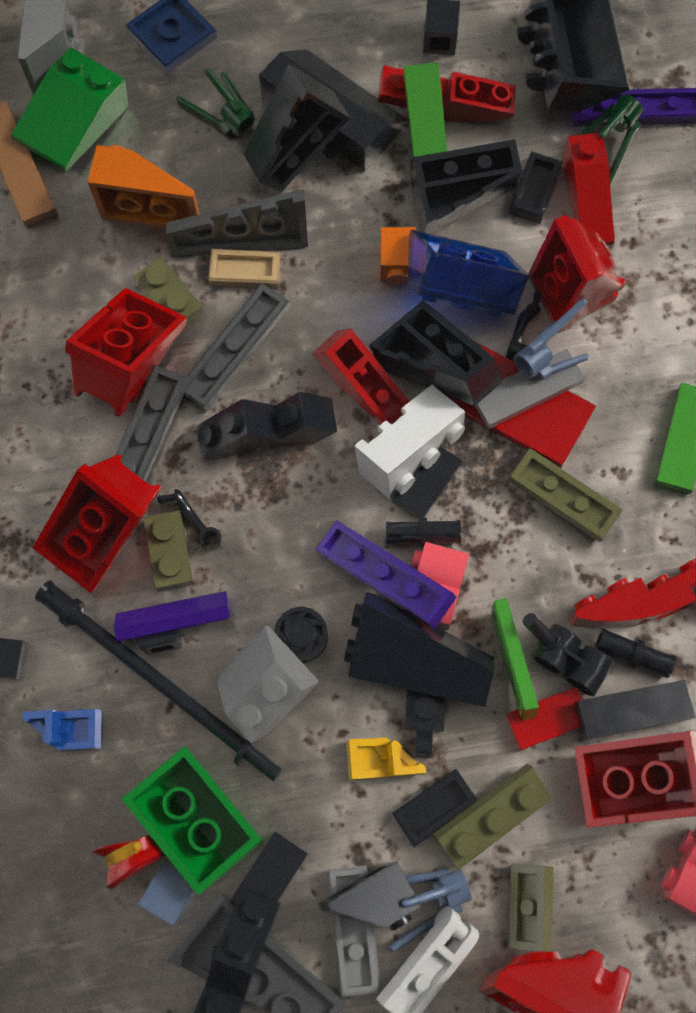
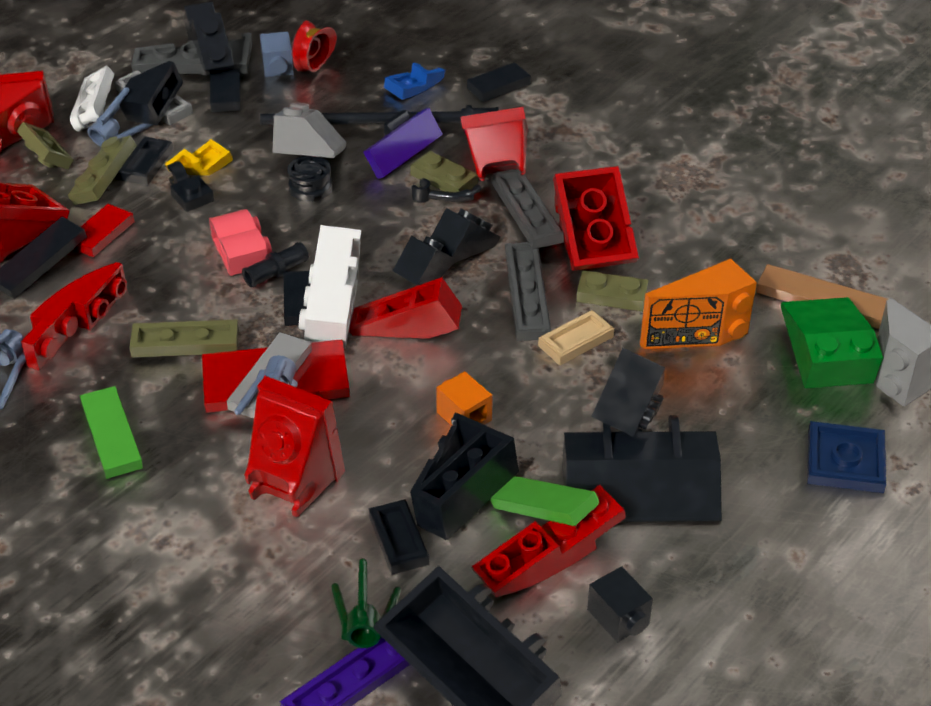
camera: 140 degrees right, 30 degrees down
(192, 820) = (290, 72): green slope -> none
(235, 112) = (710, 416): dark green plant -> none
(252, 226) = (594, 345): dark grey wing -> none
(386, 574) = (272, 215): dark purple tile -> none
(411, 655) = (217, 196): black slope -> none
(436, 353) = (355, 338): black wedge -> none
(464, 274) = (395, 406): clear blue slope -> none
(514, 659) = (148, 229): bright green tile -> none
(560, 654) = (91, 254): black beam -> none
(589, 184) = (339, 548): red slope -> none
(636, 653) = (45, 288): black pin -> none

